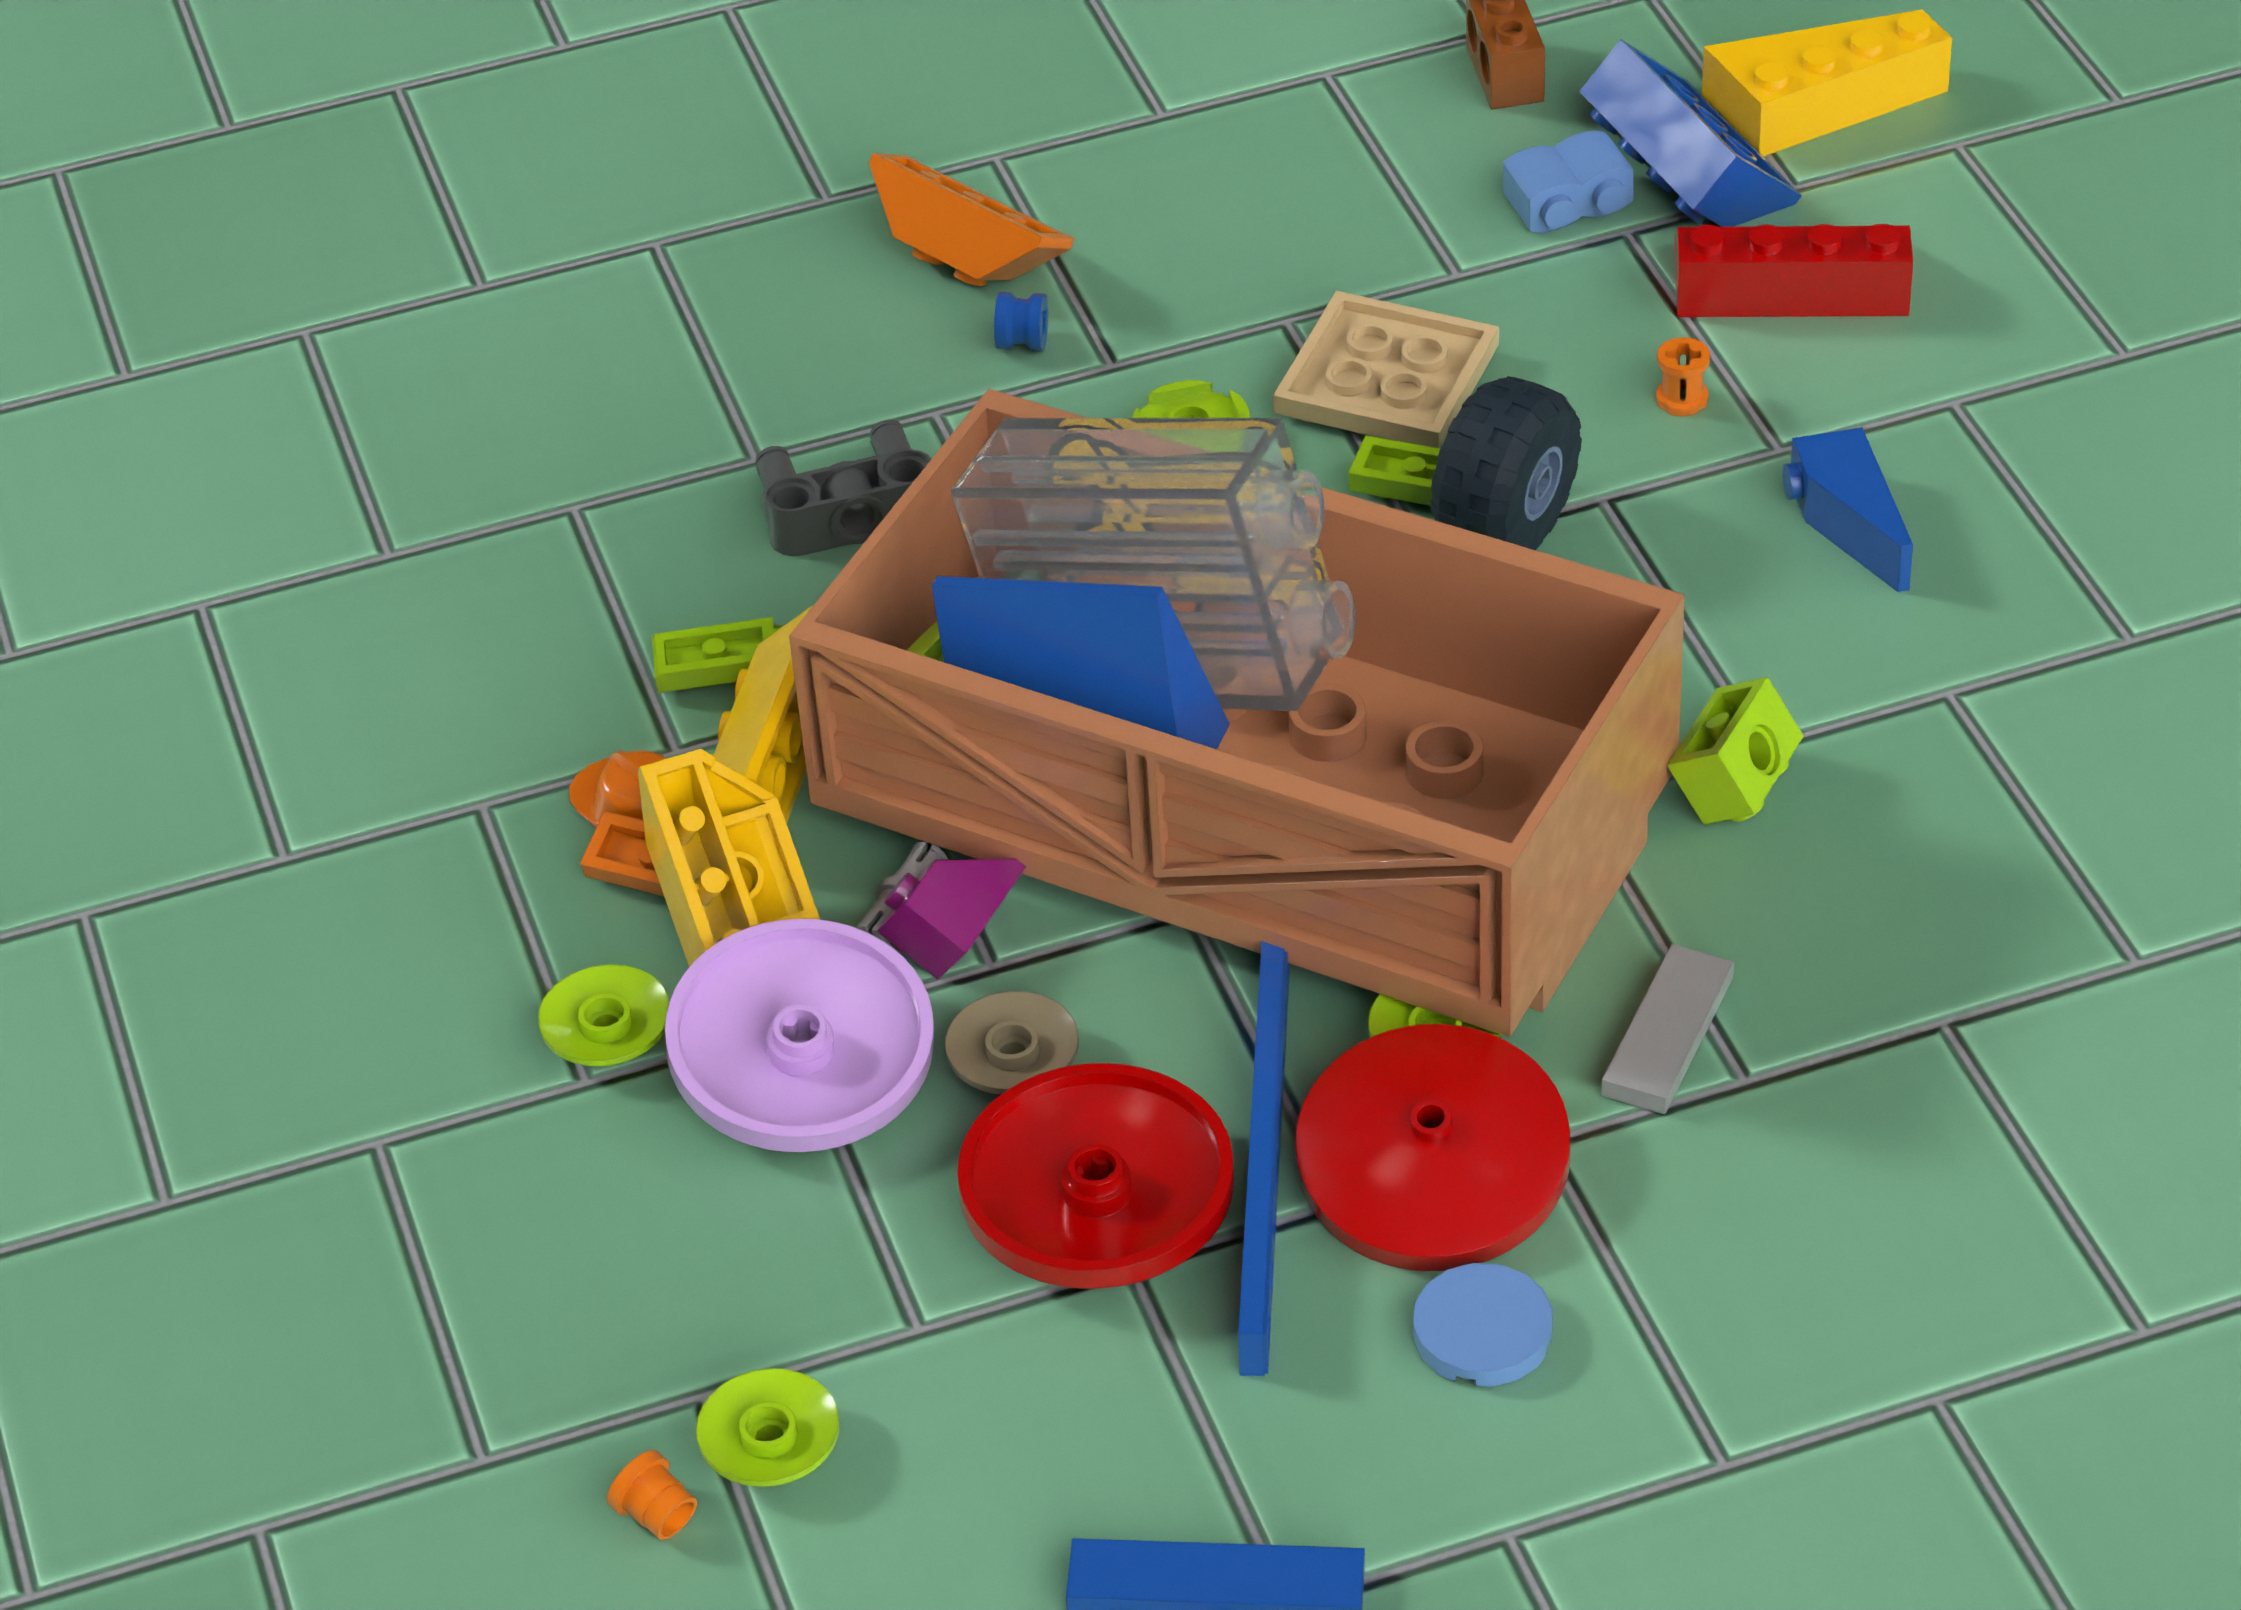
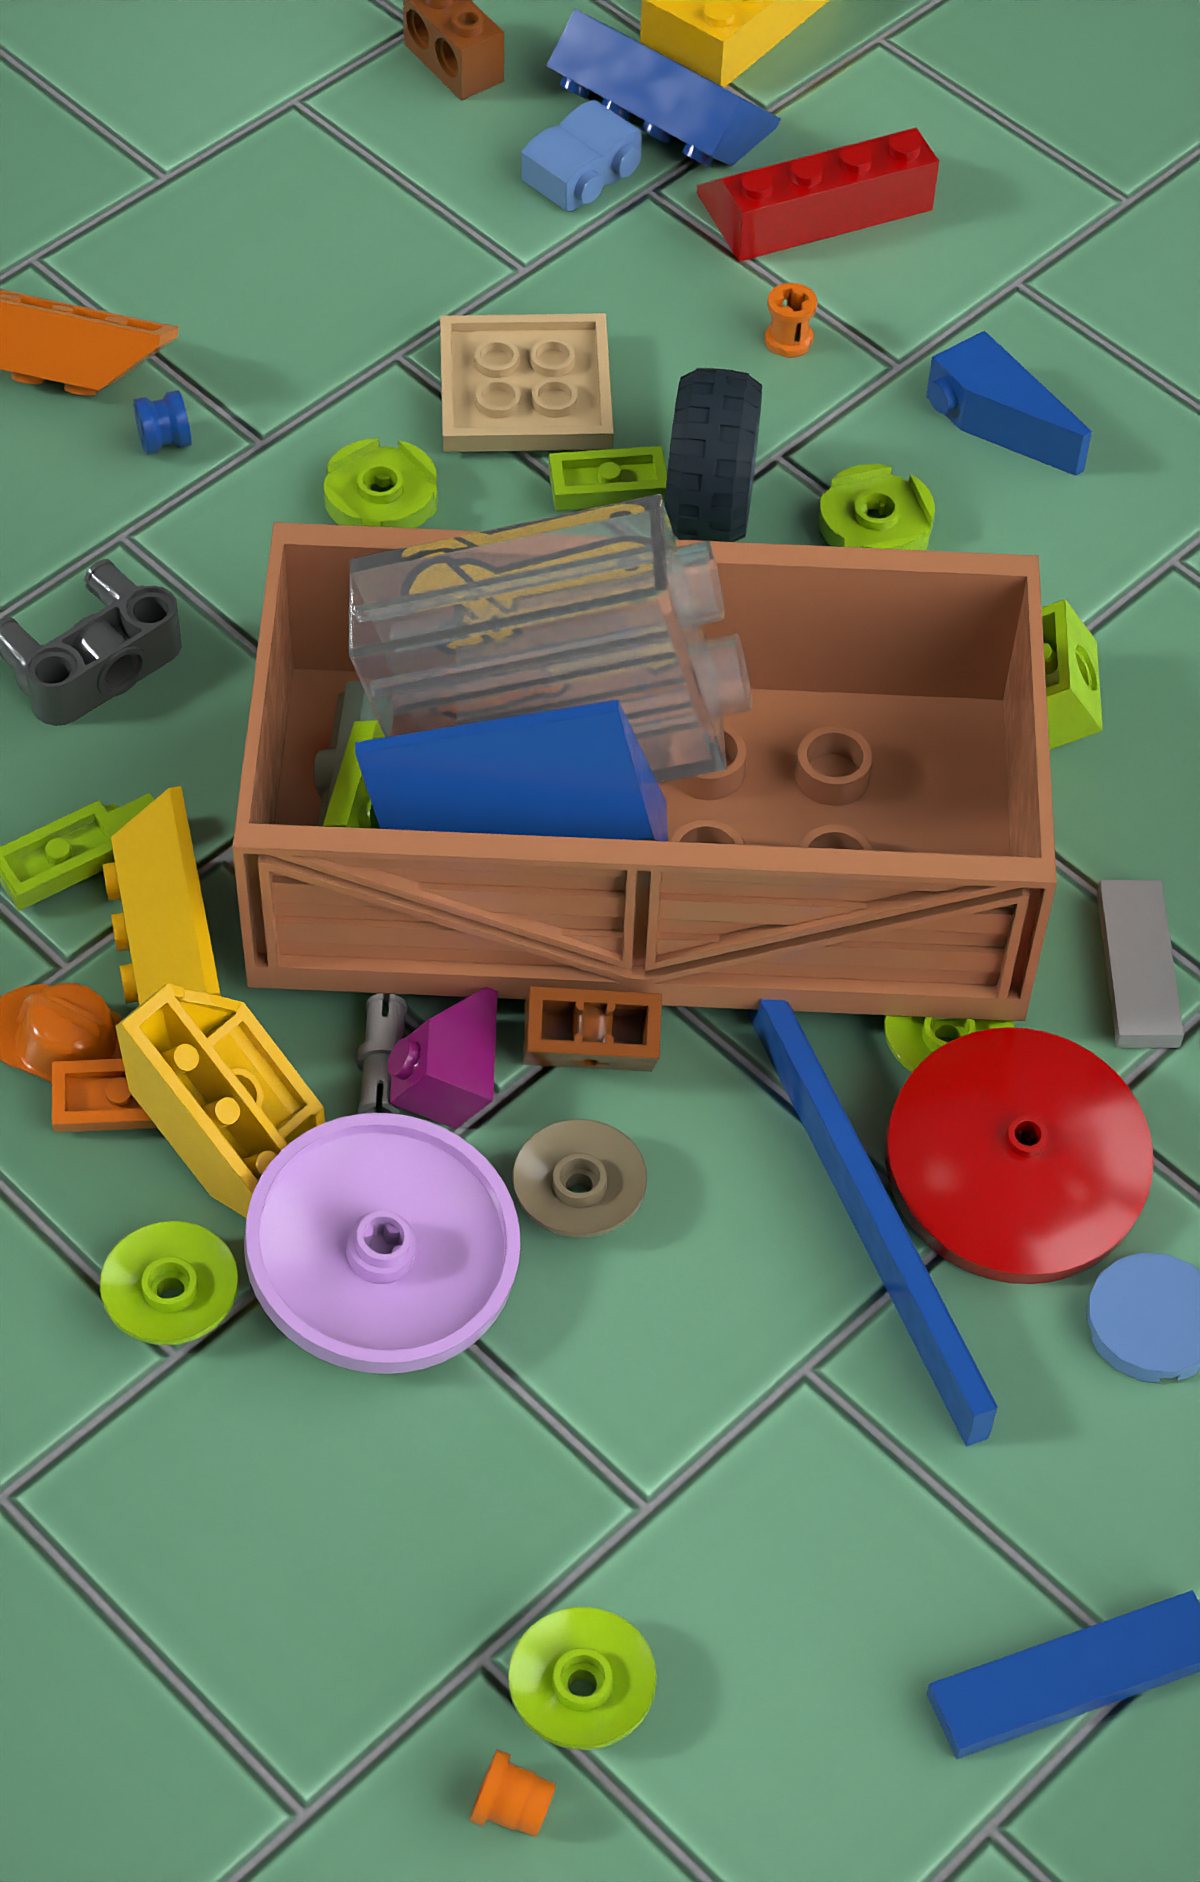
camera: 30 degrees left, 10 degrees up
(1092, 922) = (592, 1029): none -> dark orange brick
(1096, 1175) = (745, 1295): red dish -> none
(1669, 544) = (871, 486): none -> lime plate

